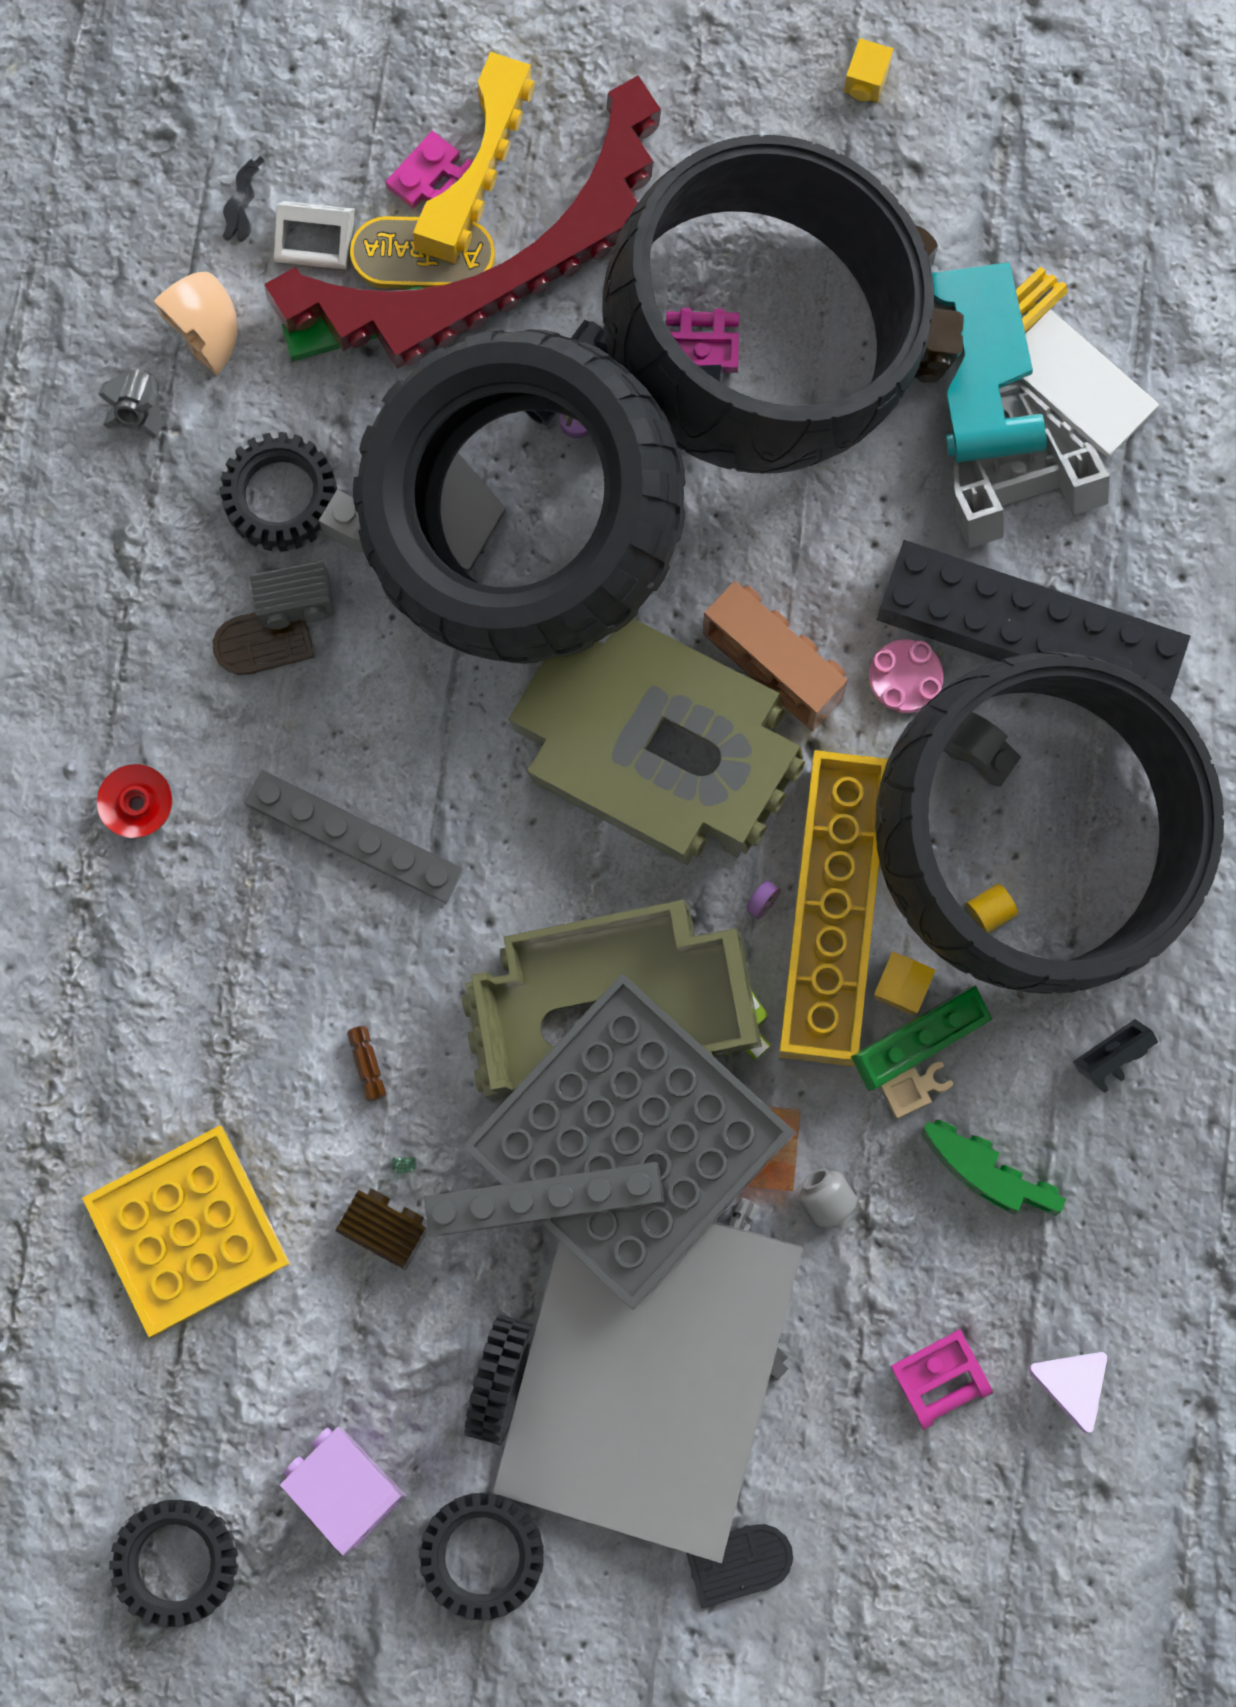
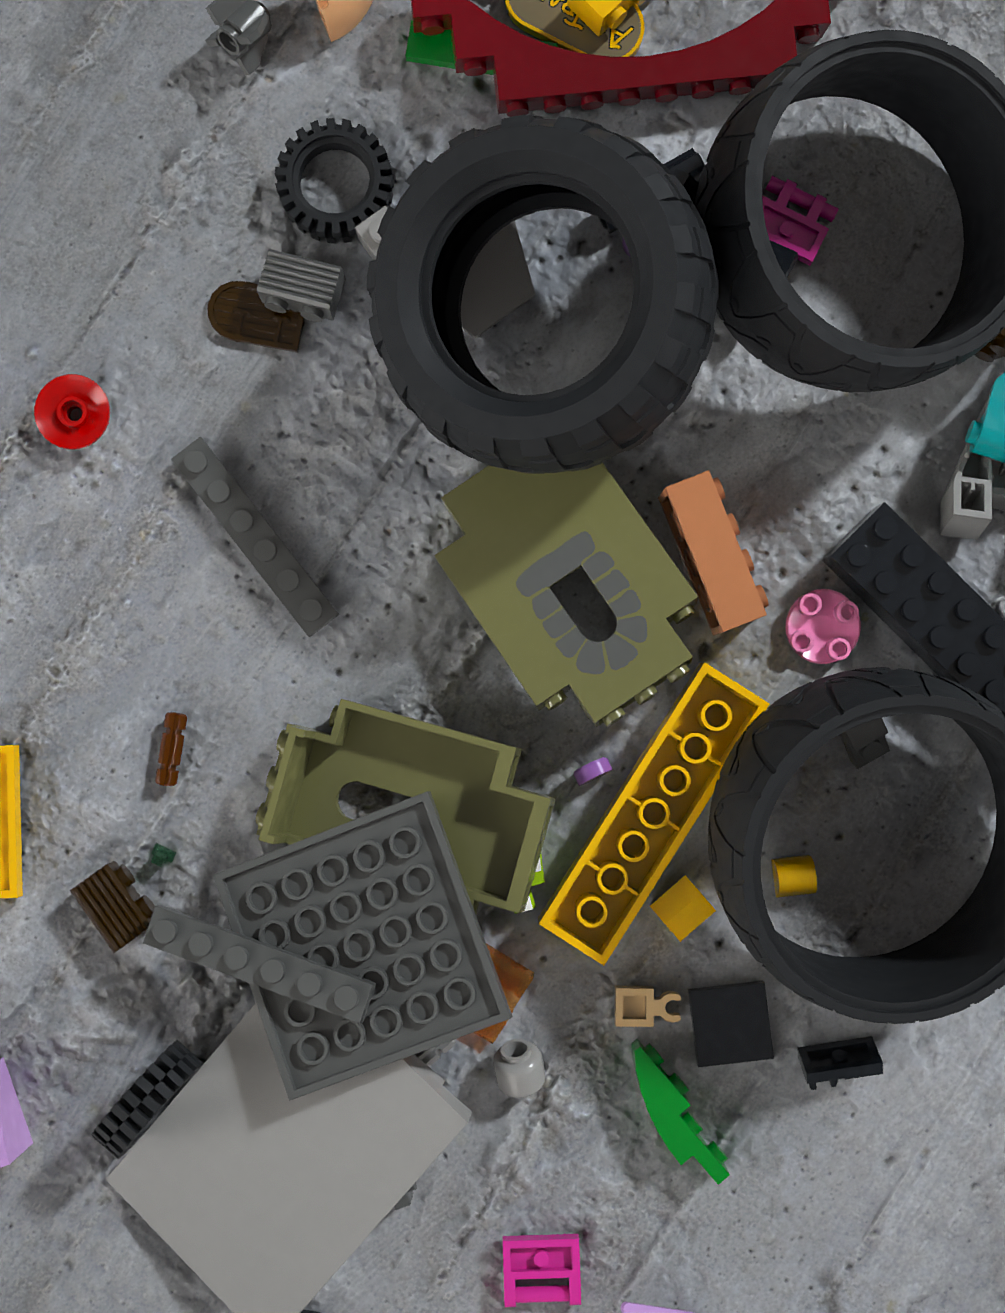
camera: 25 degrees right, 10 degrees up
(433, 1562) = (33, 1257): black tyre -> none
(921, 1038) = (671, 968): green tile -> none
(1001, 1069) = (730, 1023): none -> black tile

